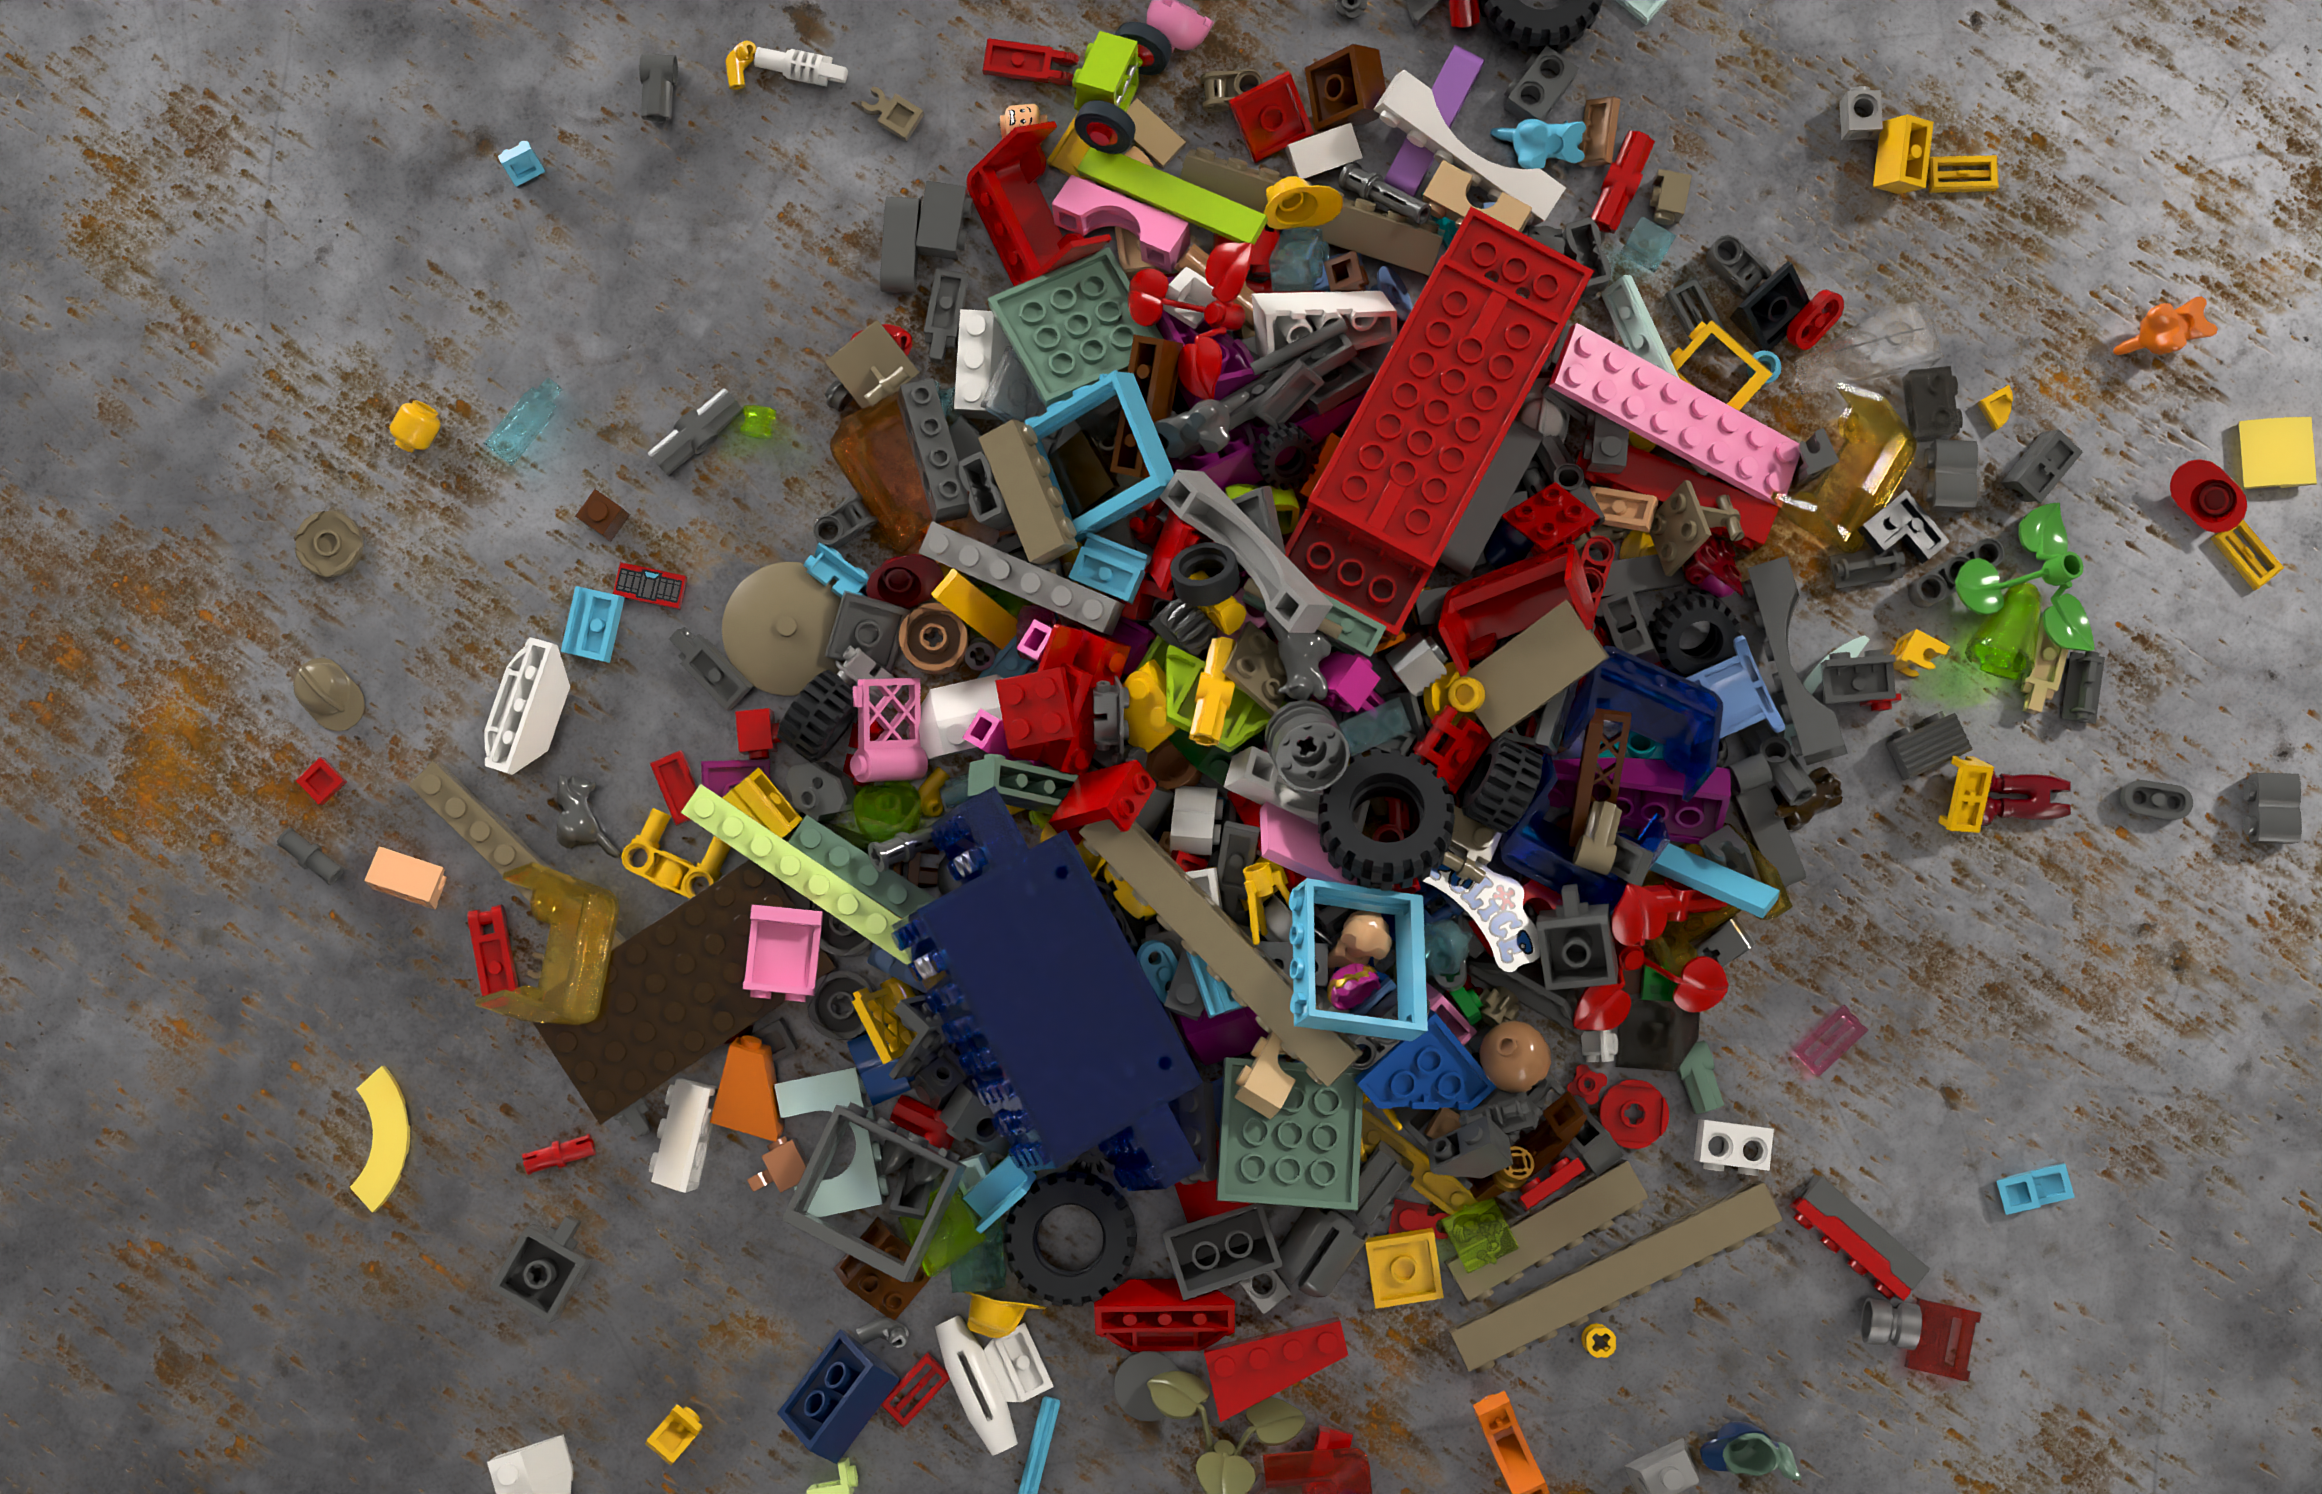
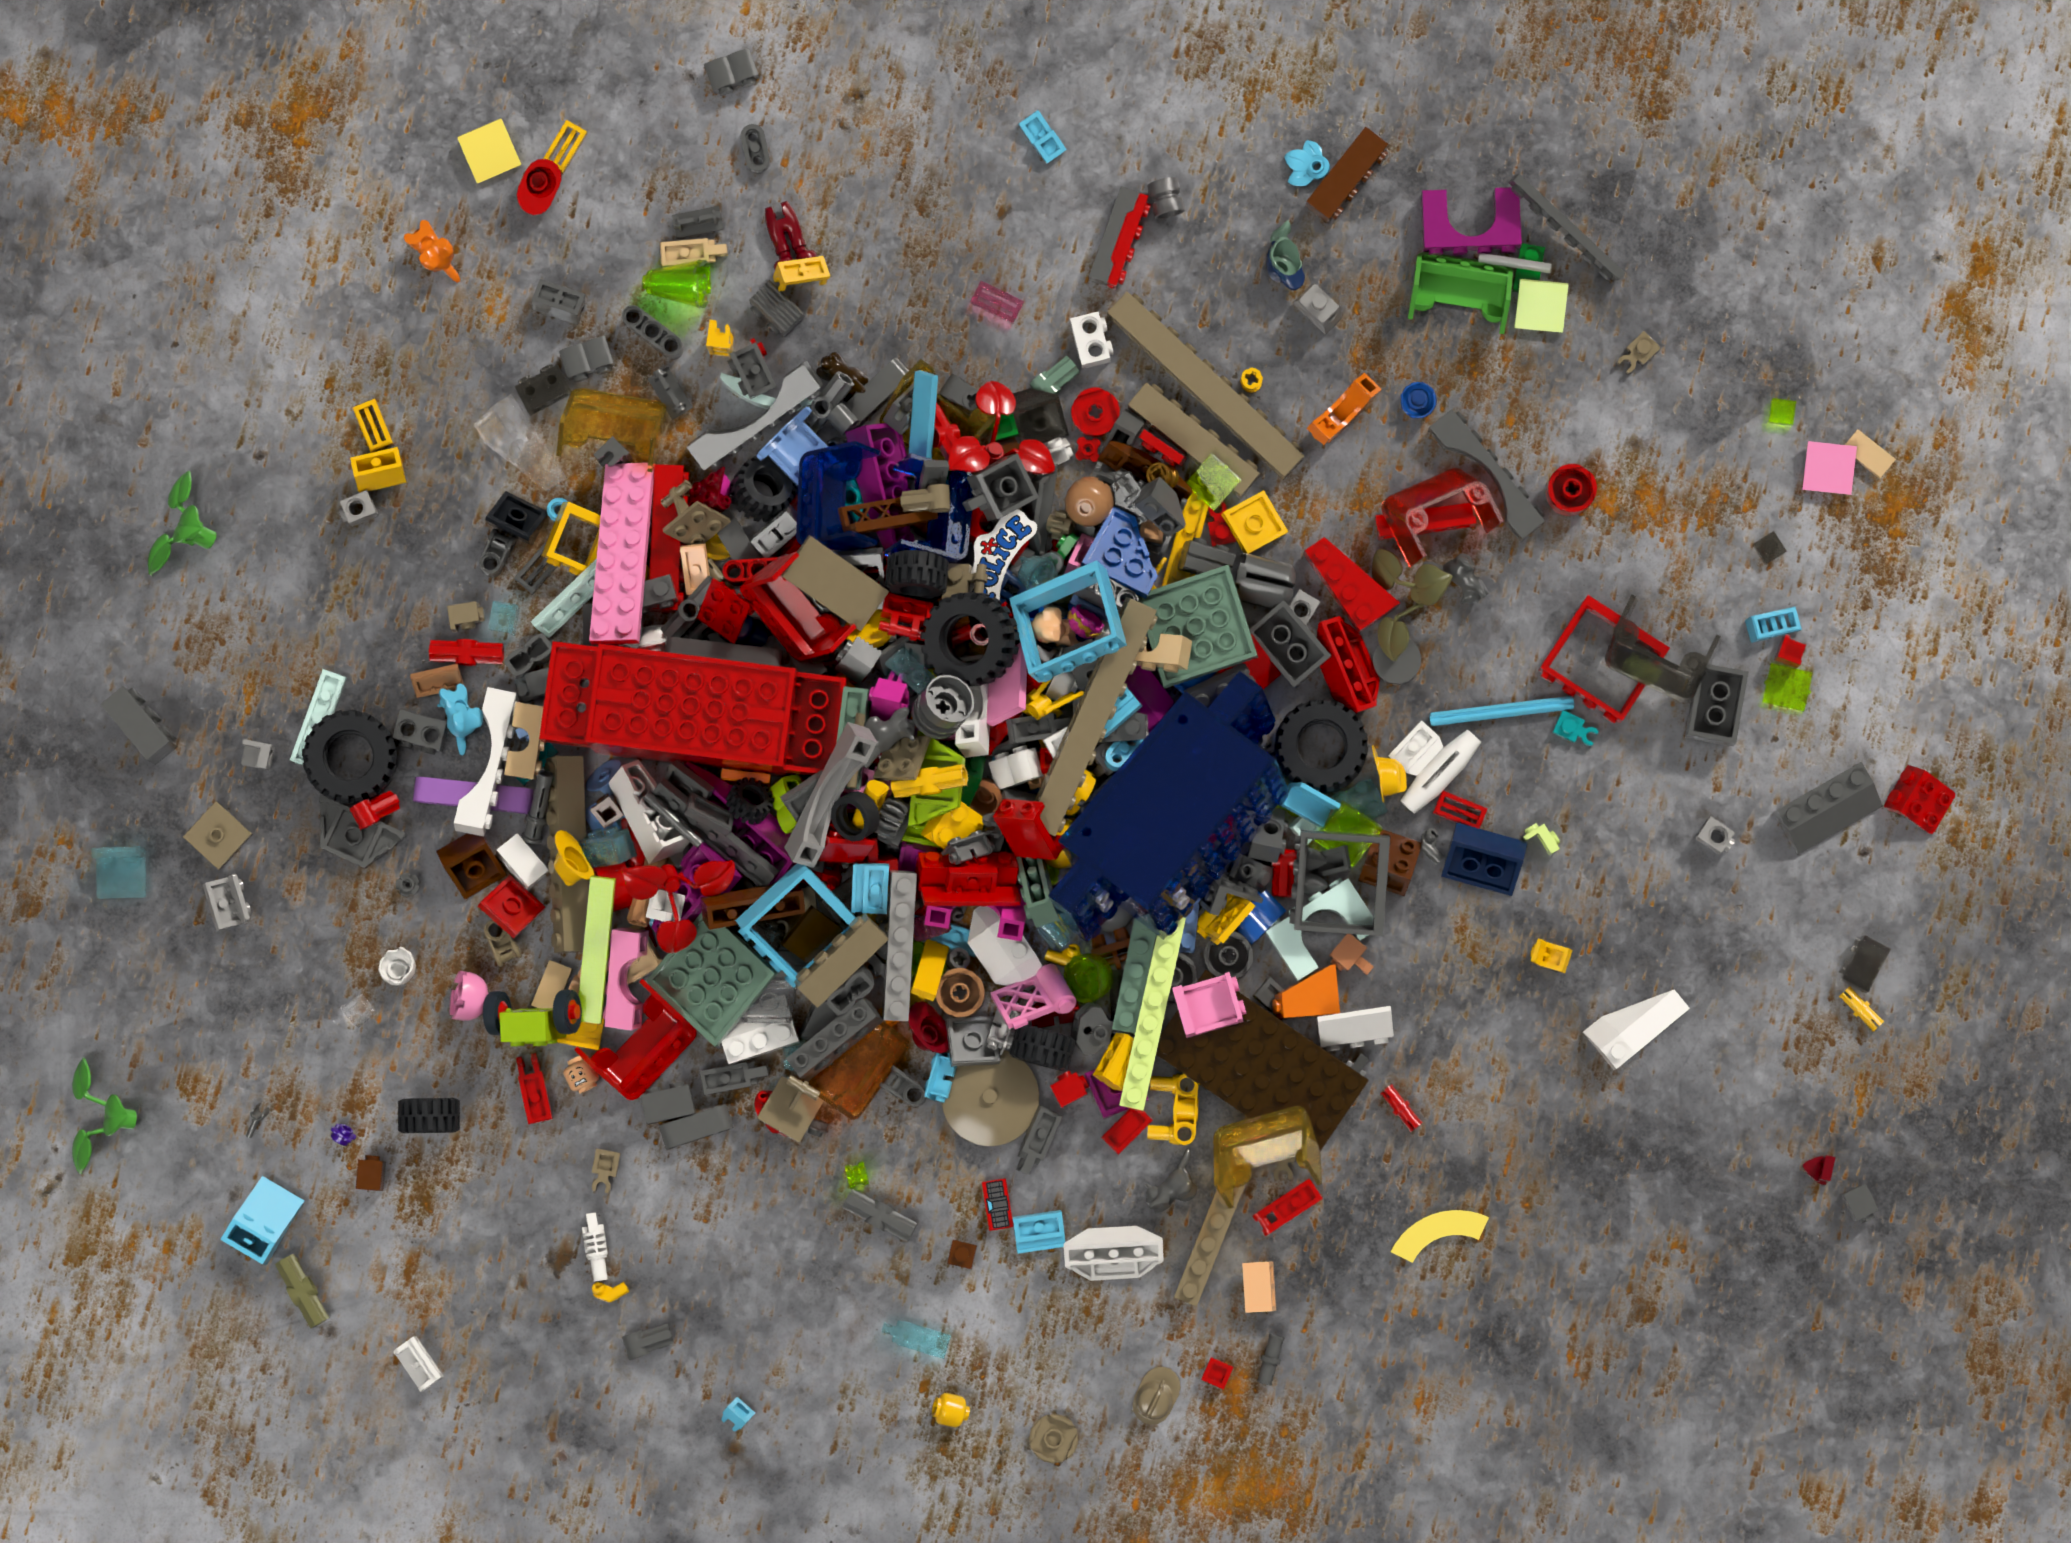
camera: 110 degrees left, 0 degrees up
(563, 1263) = (1471, 1072): dark grey hinge -> none
(900, 848) = (1109, 955): dark grey pin -> none
(1036, 708) = (984, 896): red plate -> none
(1205, 424) = (751, 860): dark grey animal -> none
(1466, 694) = (866, 619): yellow tile -> none
(1815, 319) = (513, 487): red plate -> none
(1905, 521) = (630, 377): plate -> none
(1934, 1340) = (1163, 167): clear red plate -> none
(1997, 407) = (527, 345): yellow tile -> none
(2045, 535) = (604, 282): bright green plant -> none

